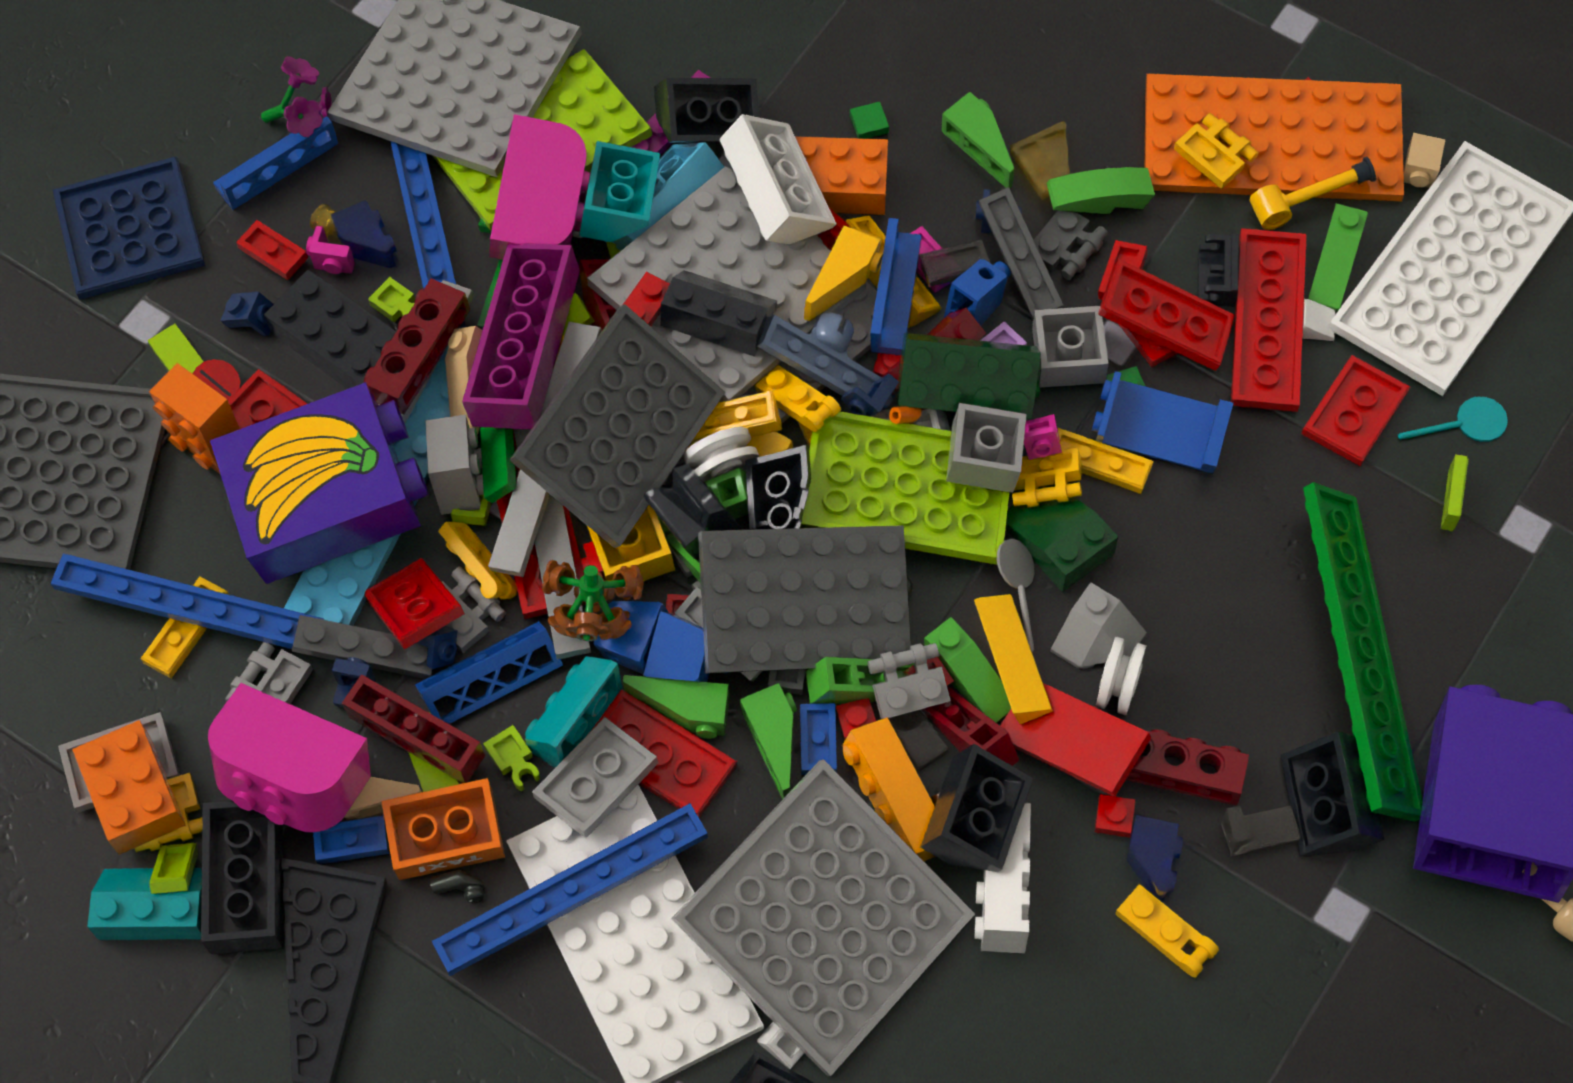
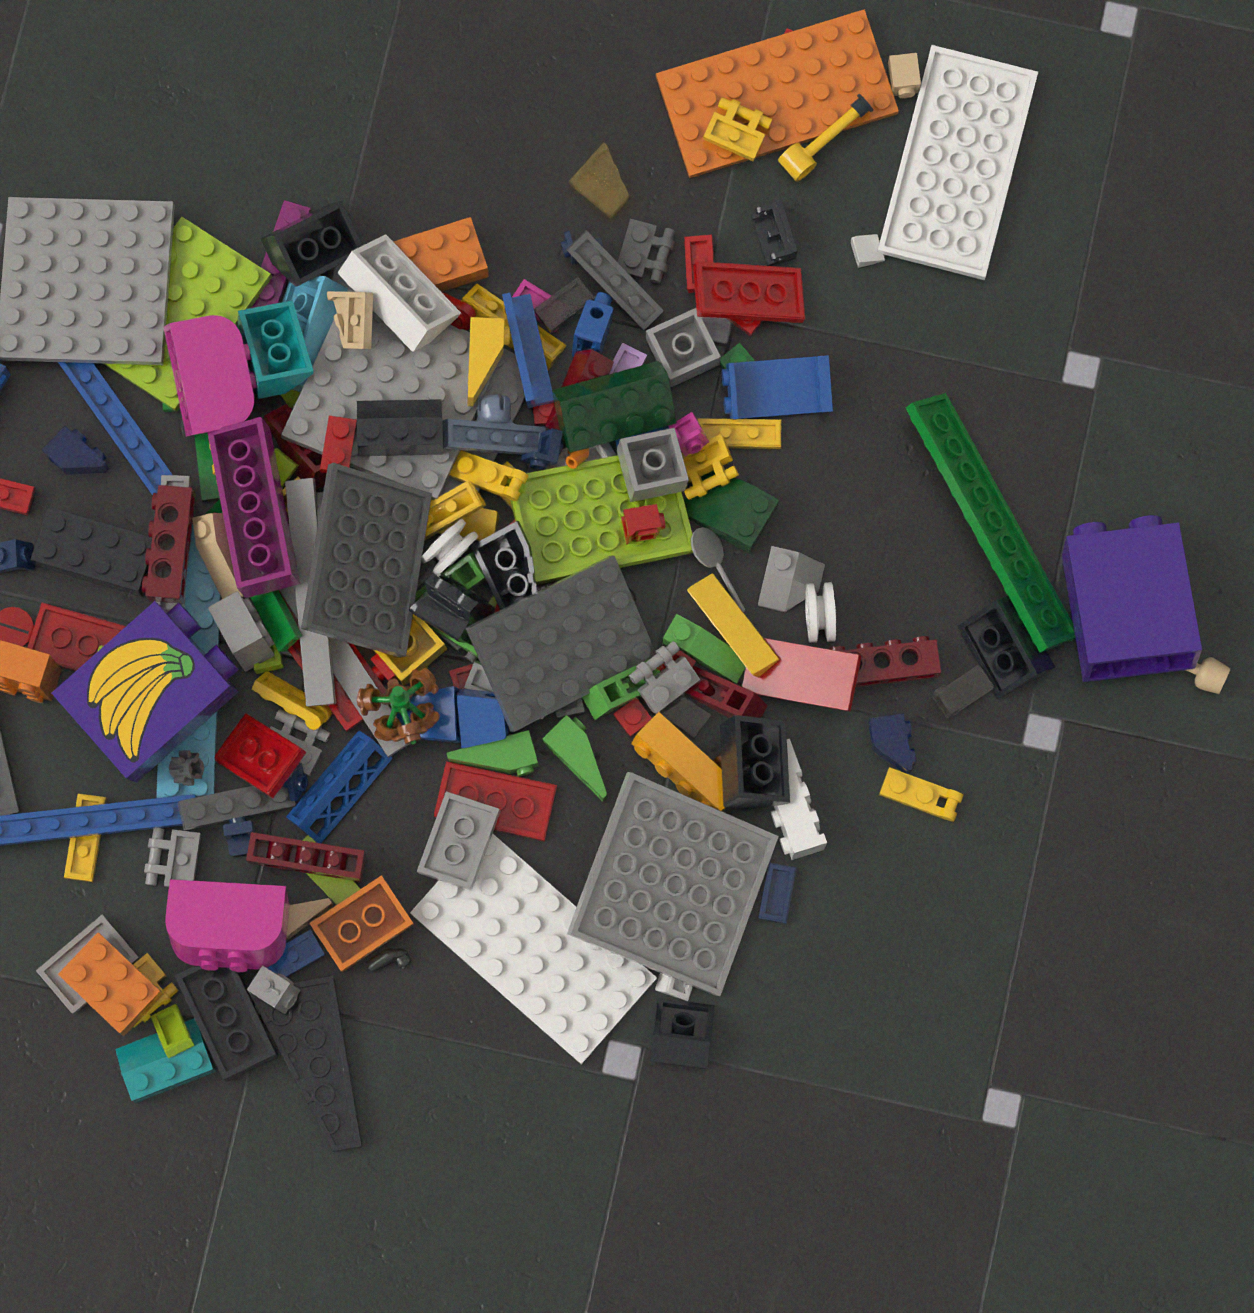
camera: 25 degrees left, 15 degrees up
(307, 860) = (274, 989): none -> light grey head
(322, 217) = (34, 452): clear yellow bush -> none
(325, 584) = (186, 767): none -> dark grey gear
(328, 256) = (57, 485): dark pink bracket -> none
(392, 300) = (125, 503): lime plate -> none
(511, 753) = (383, 844): lime plate -> none
(569, 889) = (477, 933): blue plate -> none
(574, 709) = (418, 794): teal slope -> none
(718, 186) = (353, 318): none -> tan wing
(817, 735) = (611, 744): blue plate -> none
(869, 120) = (443, 196): green tile -> none
(948, 982) = (777, 893): none -> dark blue tile
(950, 504) = (642, 523): none -> red window
(976, 132) = (536, 177): bright green slope -> none
(1101, 190) = (657, 196): bright green slope -> none
(1115, 815) = (853, 722): red plate -> none
(1269, 320) = (829, 262): red plate -> none
(1337, 256) = (864, 189): bright green slope -> none
(1355, 410) = (921, 316): red tile -> none
(1454, 492) = (1019, 362): lime tile -> none
(1477, 418) = (1018, 288): teal piece -> none

